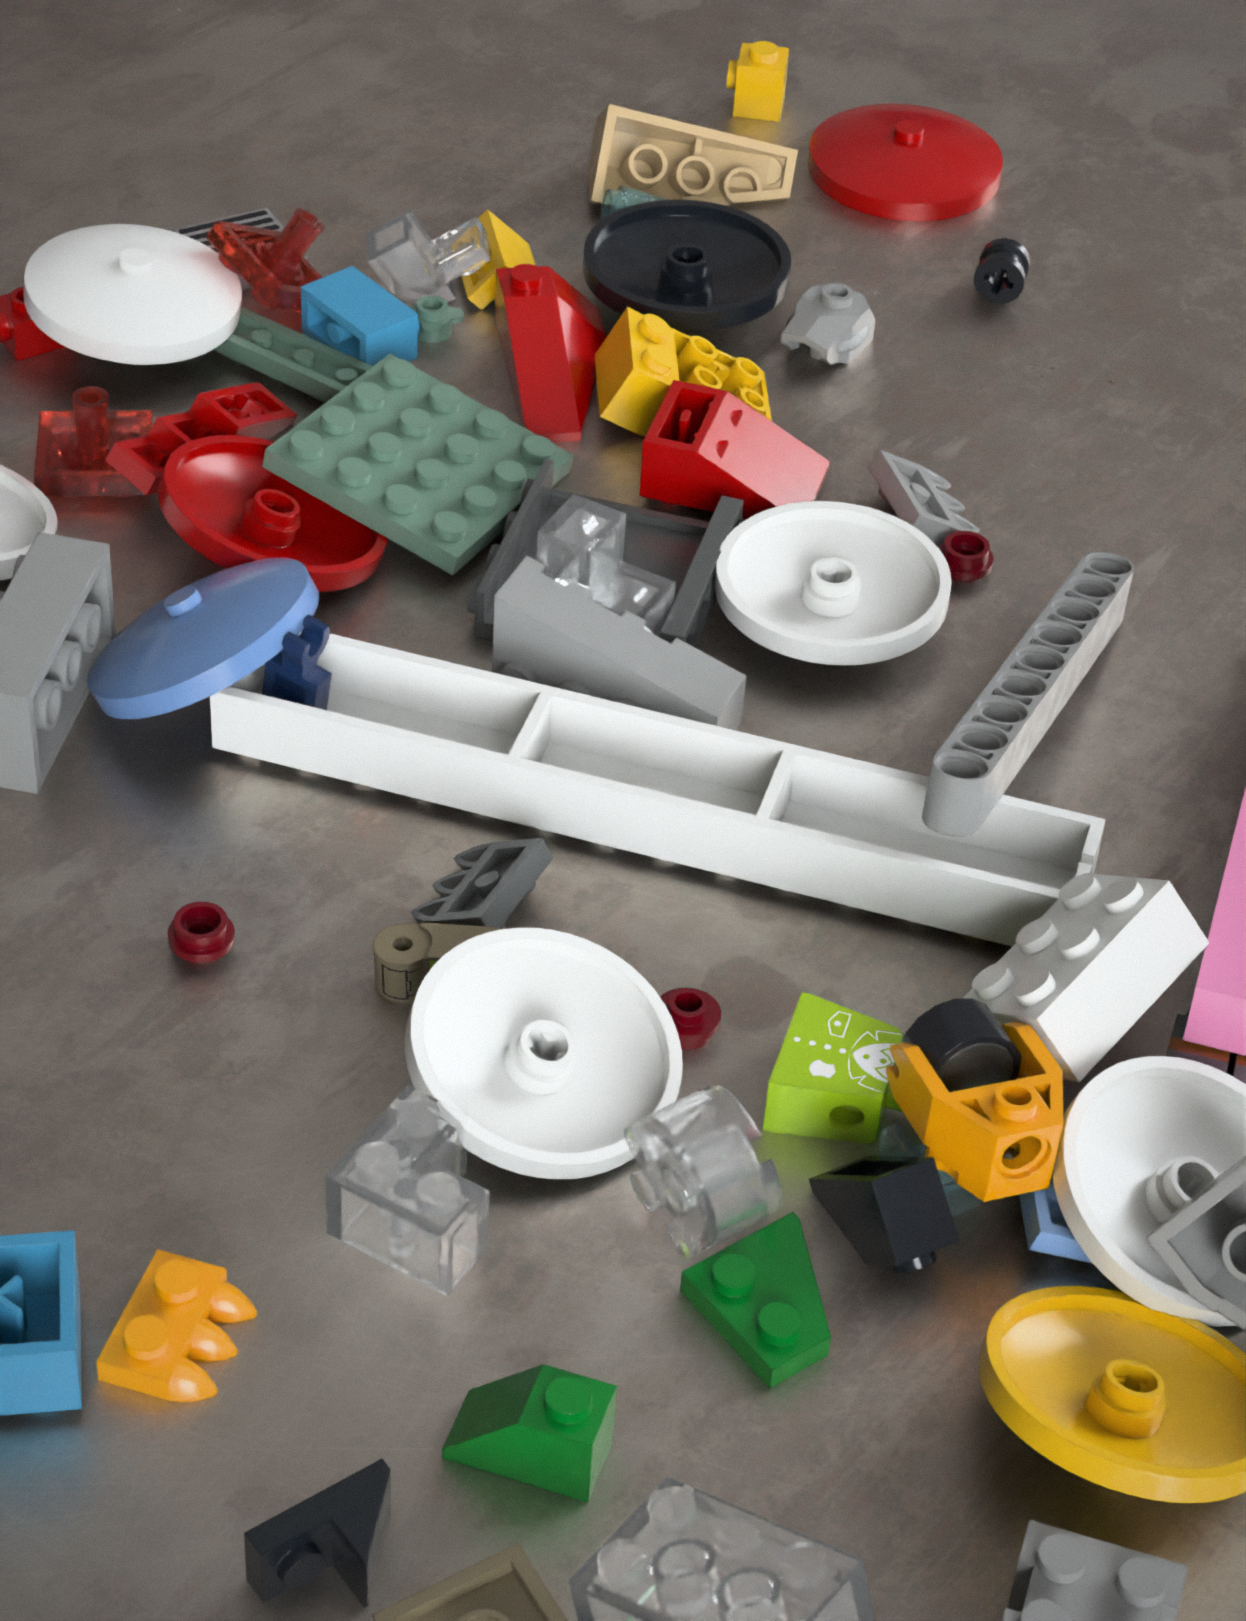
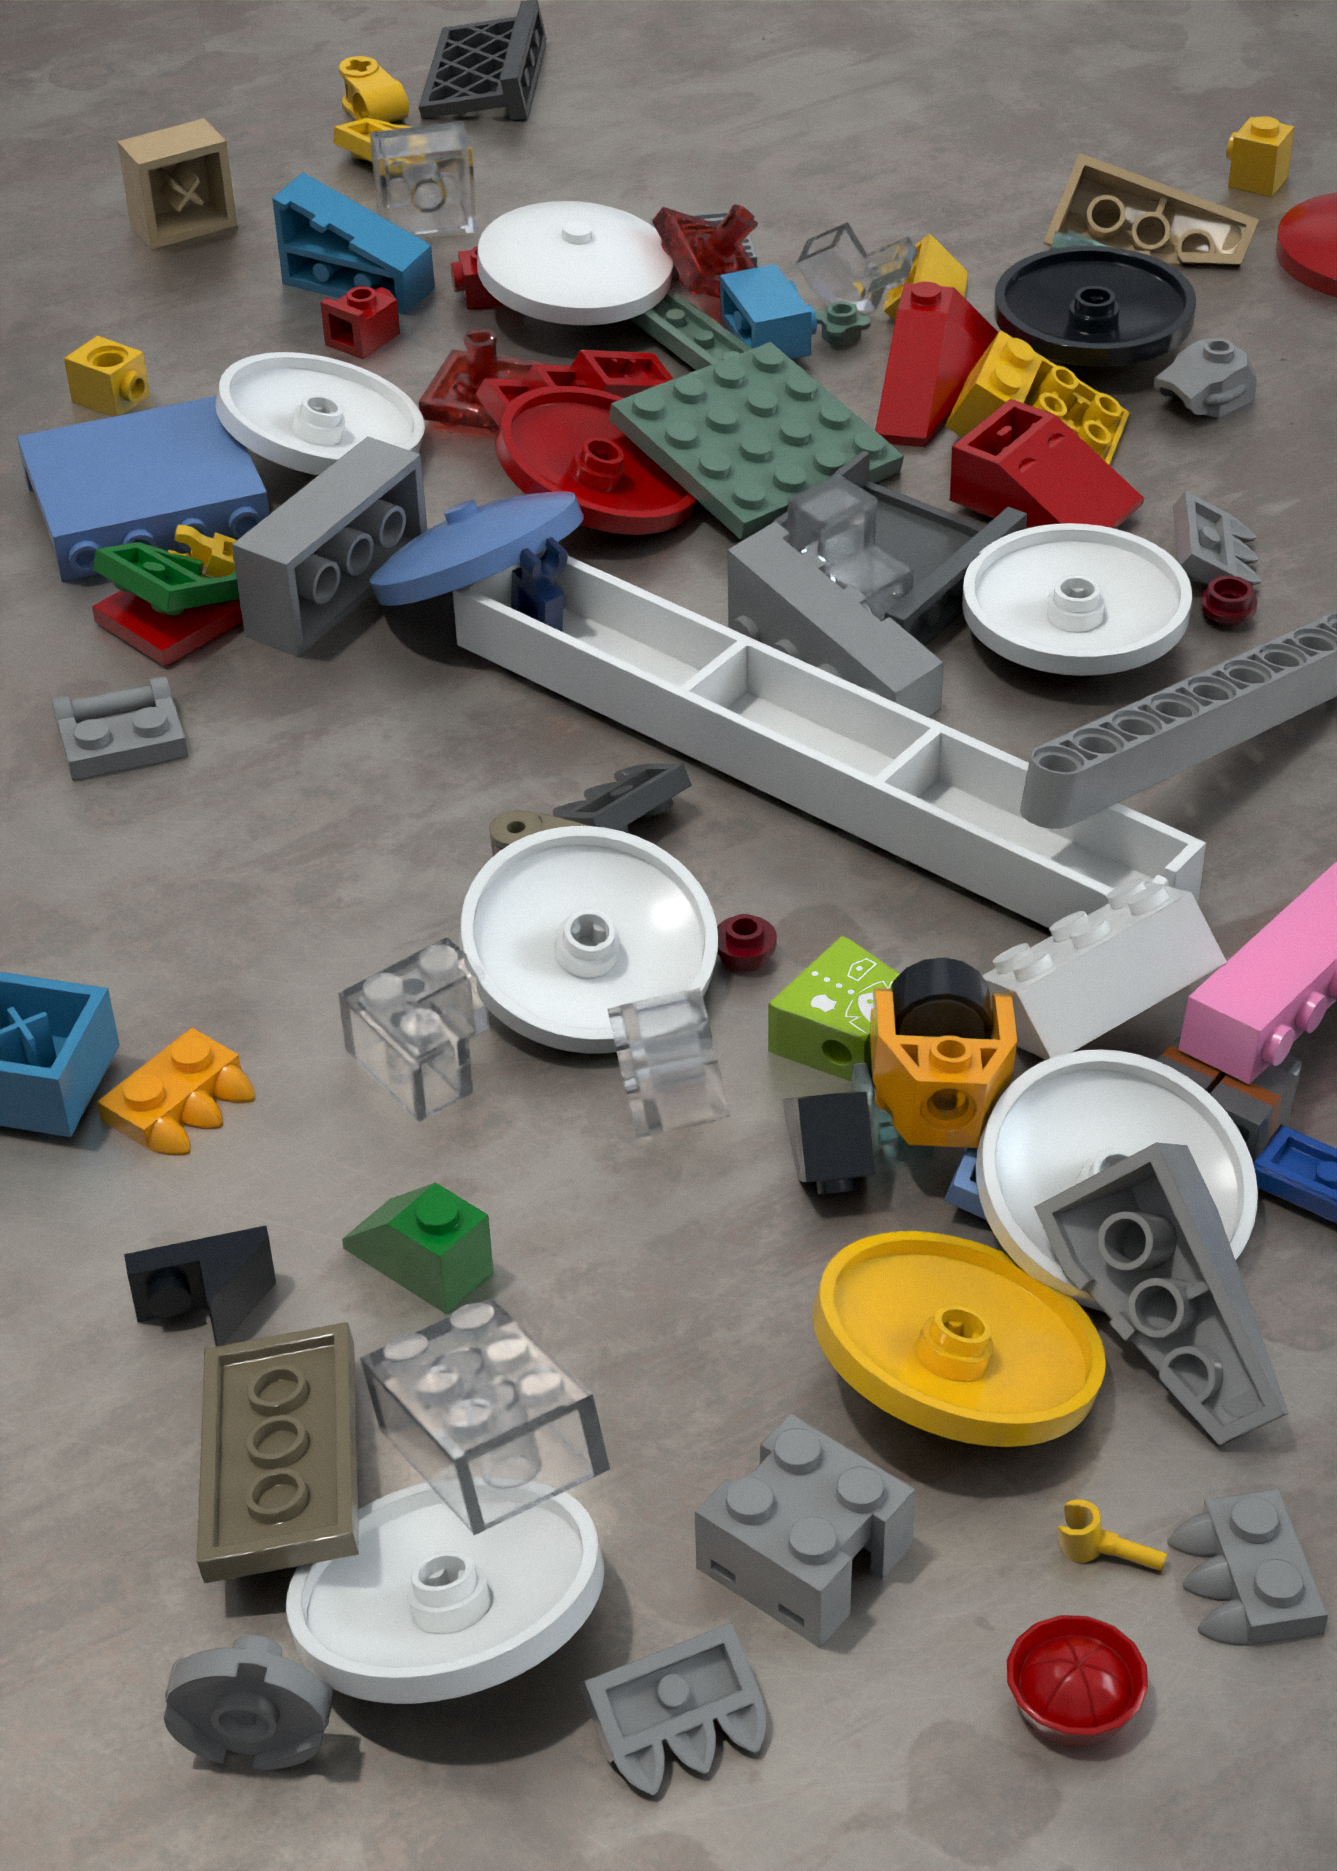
camera: 25 degrees right, 0 degrees up
(201, 932) = (364, 789): dark red plate -> none
(764, 1300) = (685, 1187): green wing -> none

